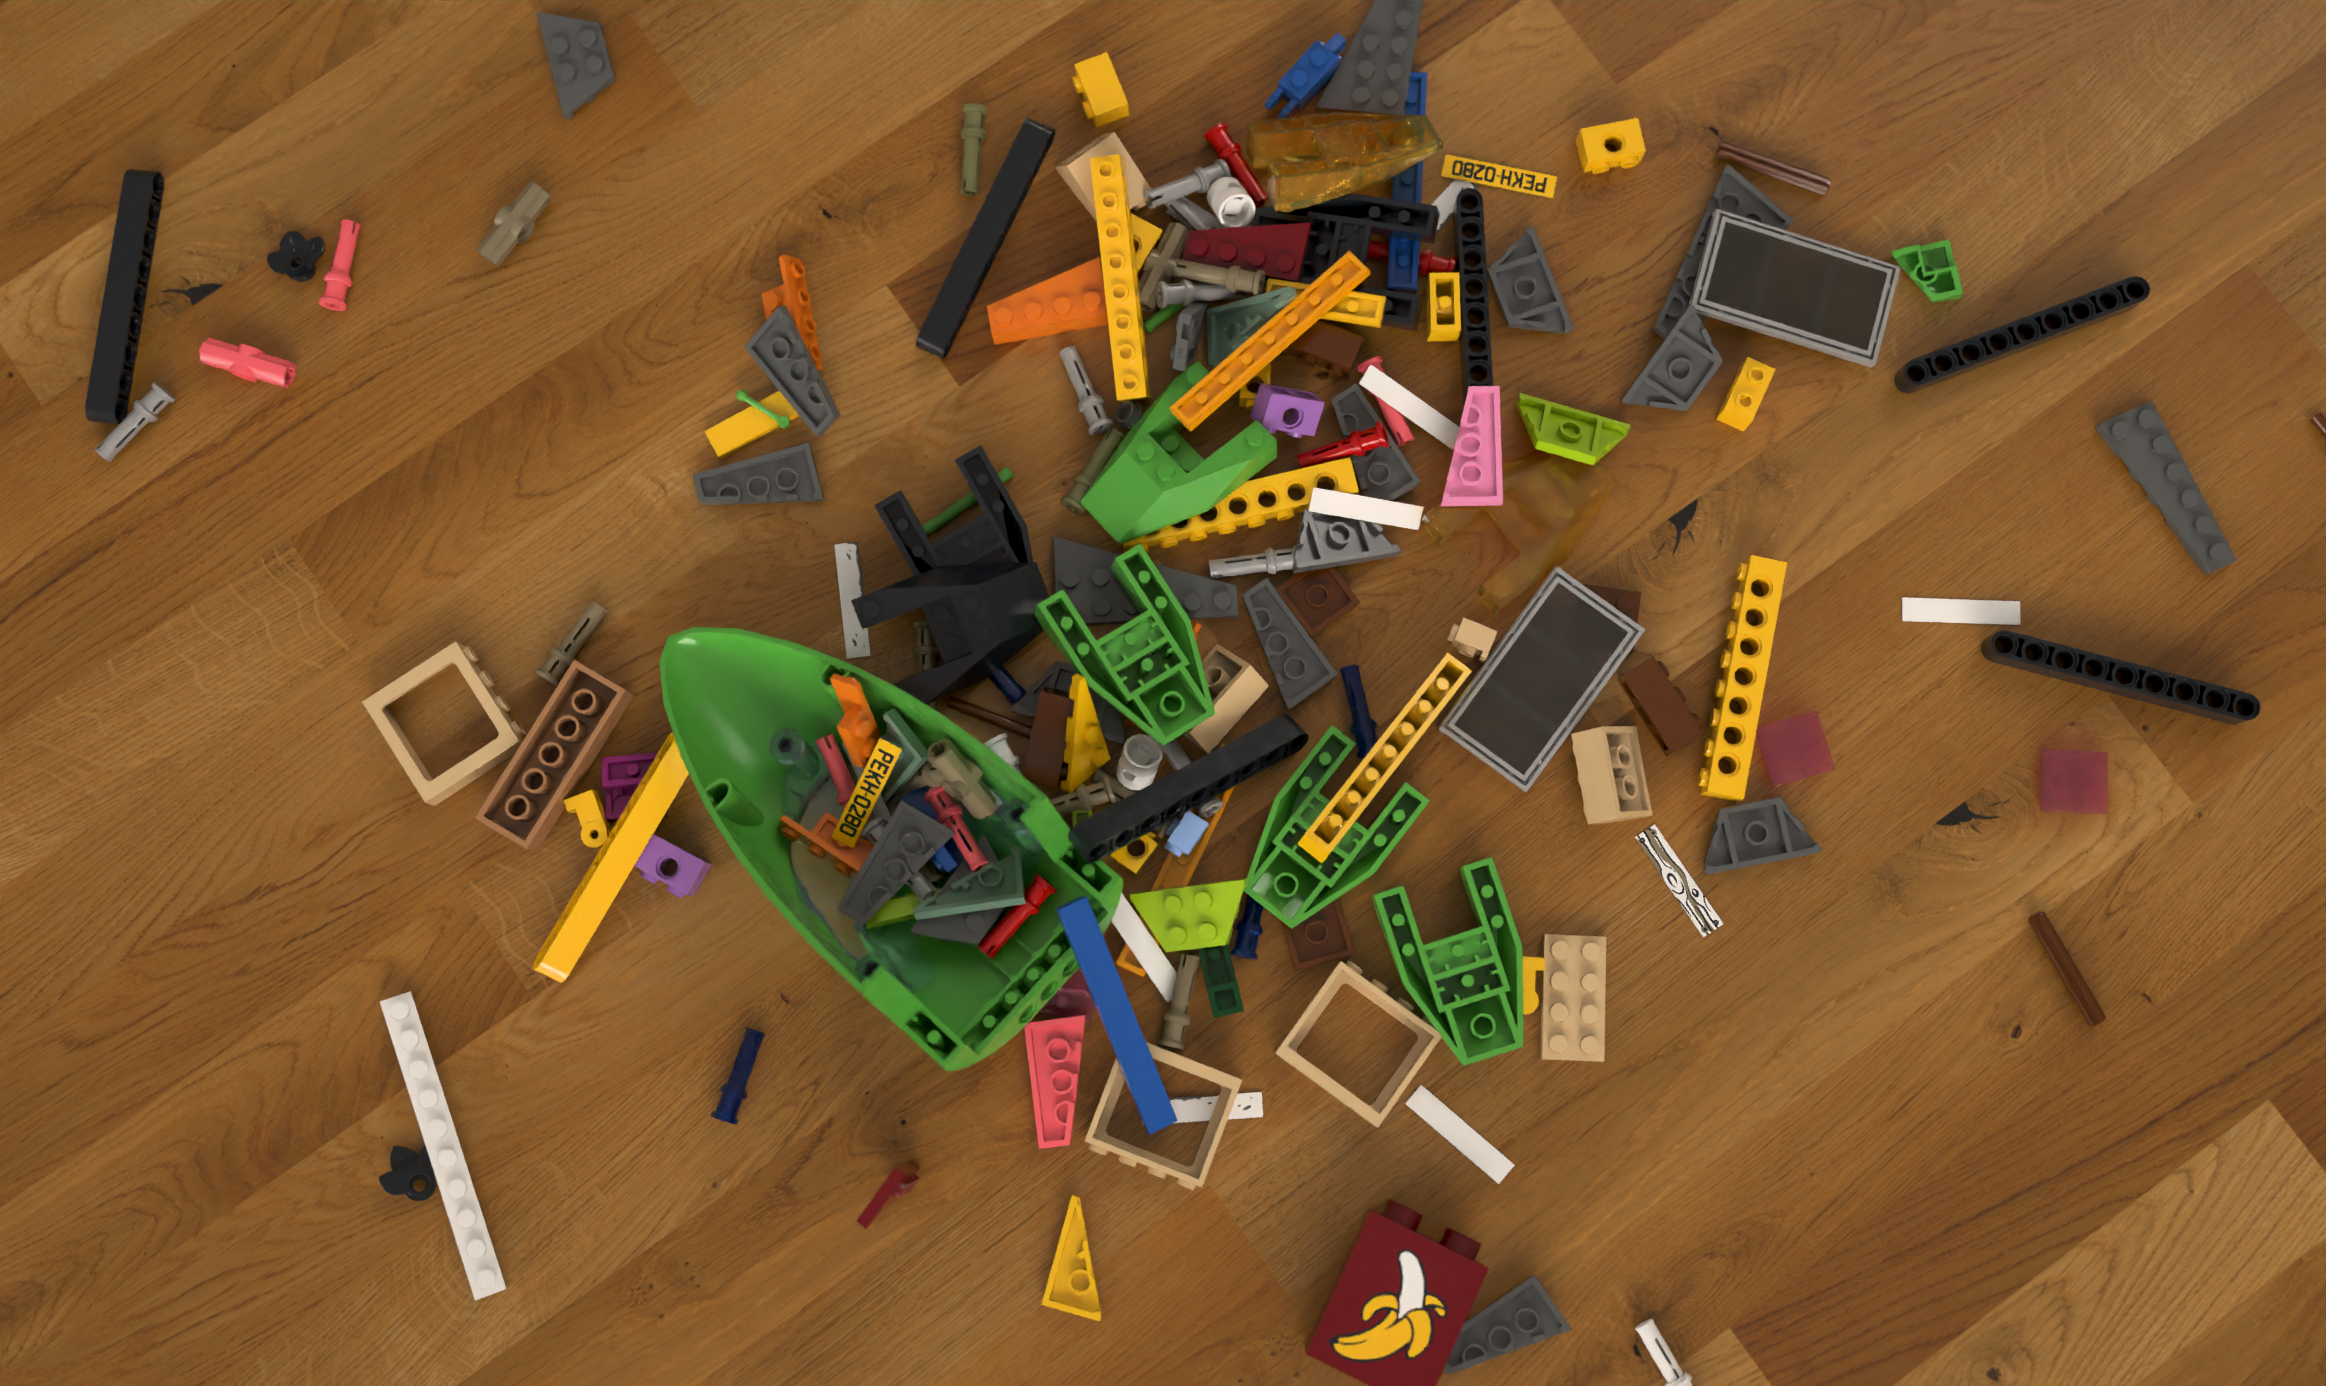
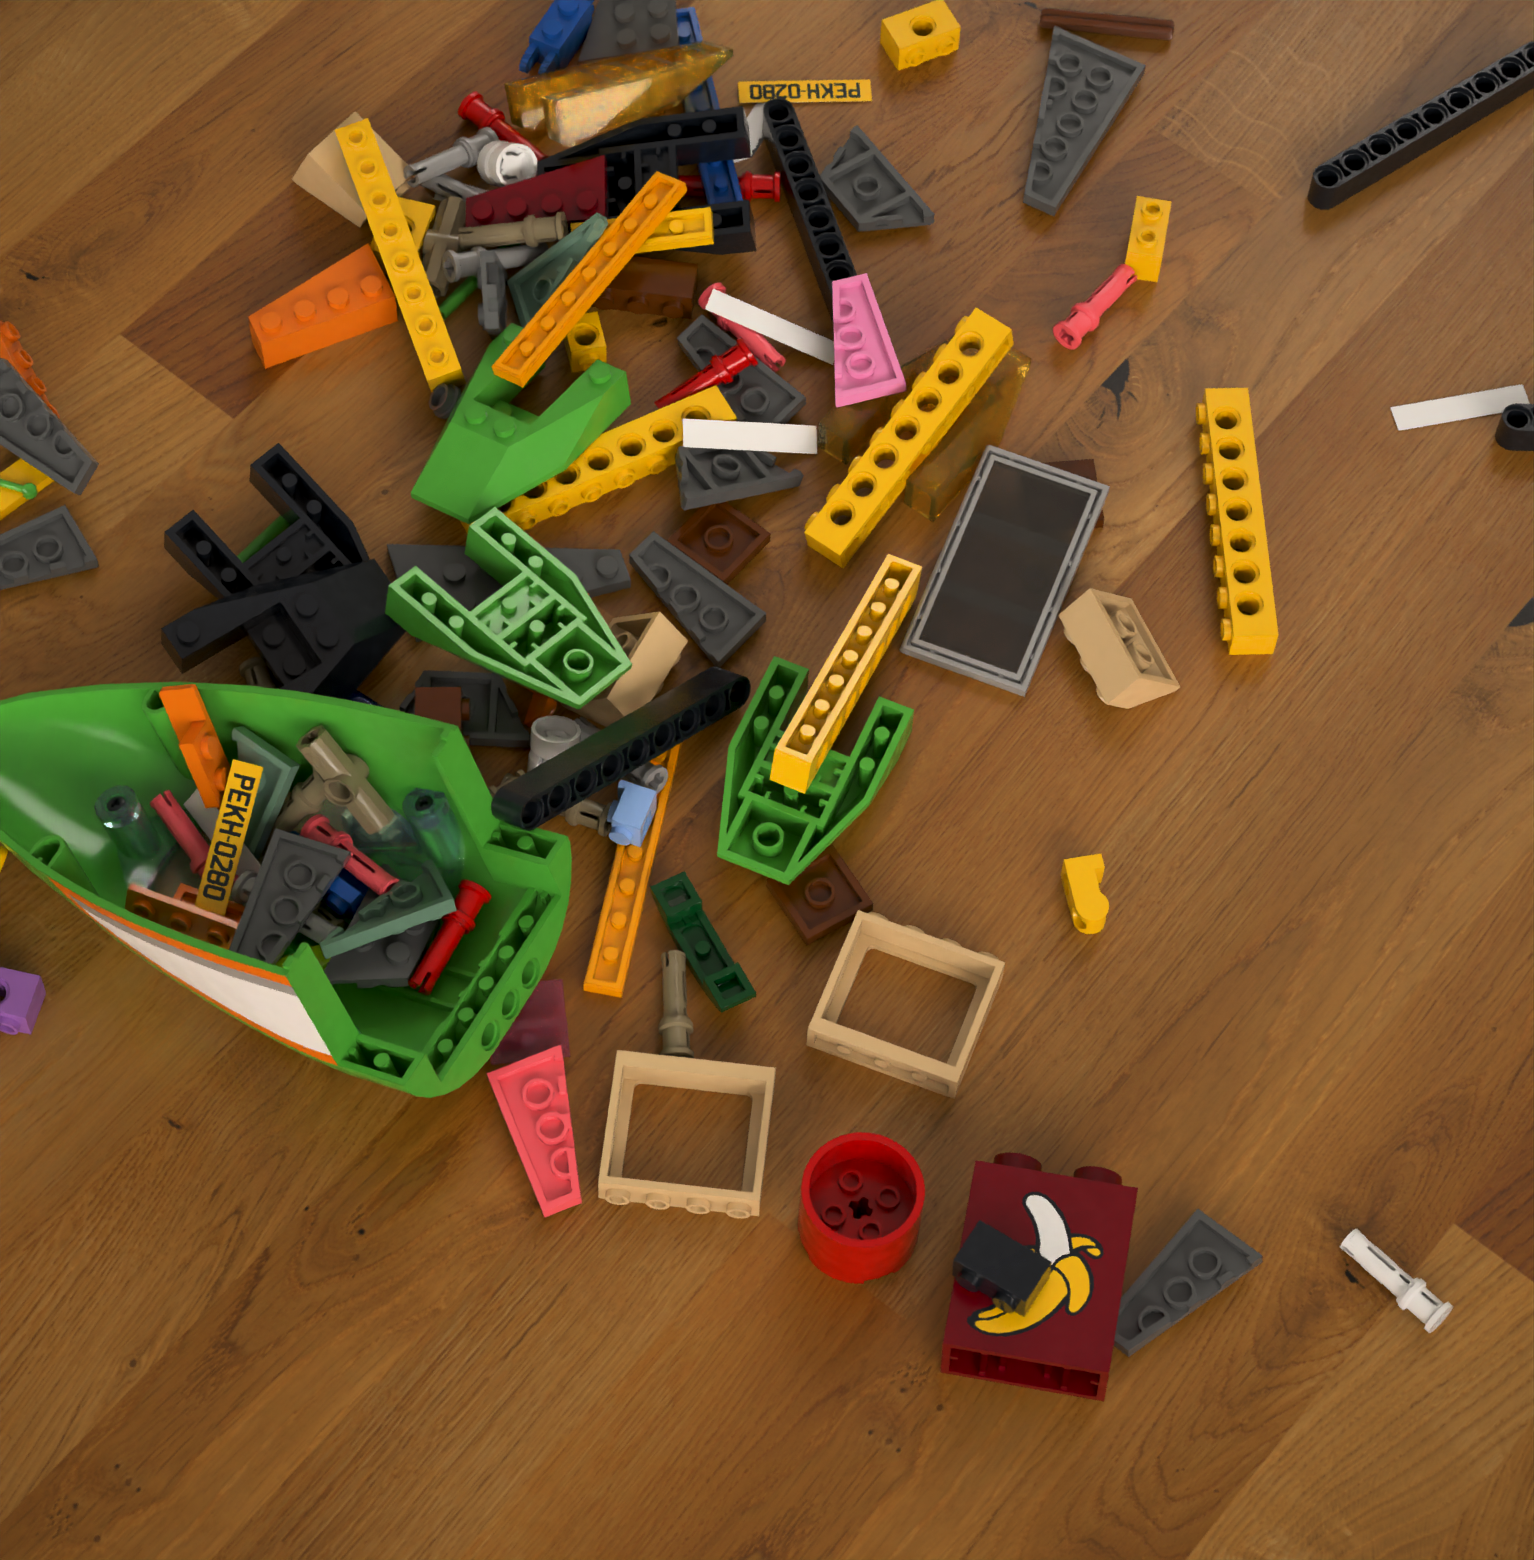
camera: 20 degrees left, 20 degrees down
(734, 1091) = (135, 1237): clear blue pin -> none
(851, 588) = (147, 644): white sticker -> none
(898, 1183) = (370, 1269): dark red wing -> none
(973, 136) = (188, 163): olive pin -> none
(985, 238) = (227, 261): black beam -> none
(1072, 1277) = (623, 1356): yellow wing -> none
(1083, 481) = (401, 502): olive pin -> none
(1084, 738) = (480, 723): yellow wing -> none
(1090, 403) = (394, 398): light grey pin -> none
(1101, 90) = (326, 89): yellow brick -> none
(1116, 1014) = (601, 1016): blue tile -> none
(1135, 863) = (584, 837): yellow brick -> none
(1144, 948) = (614, 956): white sticker -> none
(1191, 914) = (663, 898): lime wing -> none
(1201, 1107) = (730, 1127): white sticker -> none
(1248, 930) = (737, 908): clear blue pin -> none
(1269, 561) = (652, 517): light grey pin -> none
(1273, 402) = (648, 348): medium lavender brick -> none
(1282, 1242) = (854, 1177): none -> red brick
(1362, 725) = (797, 638): clear blue pin -> none
(1363, 1314) = (1001, 1269): none -> black brick
(1443, 307) = (779, 219): yellow brick -> none
(1460, 1134) = (1060, 1082): white sticker -> none
(1466, 981) = (1011, 896): bright green wedge -> none
(1472, 639) = (914, 542): tan brick -> none
(1569, 430) = (942, 311): lime wing -> none
(1569, 469) = (842, 541): none -> yellow brick
(1573, 998) = (1149, 900): tan plate -> none
(1661, 705) = (1152, 567): reddish brown brick -> none
(1674, 453) = (1086, 315): none -> coral pin
(1677, 367) = (1062, 227): dark grey wing -> none
(1679, 880) = (1233, 749): sticker -> none
(1756, 836) = (1307, 678): dark grey wing -> none
(1794, 288) = (1167, 128): clear smoke door -> none
(1794, 749) = (1320, 580): clear pink slope -> none
(1932, 270) = (1313, 85): bright green slope -> none

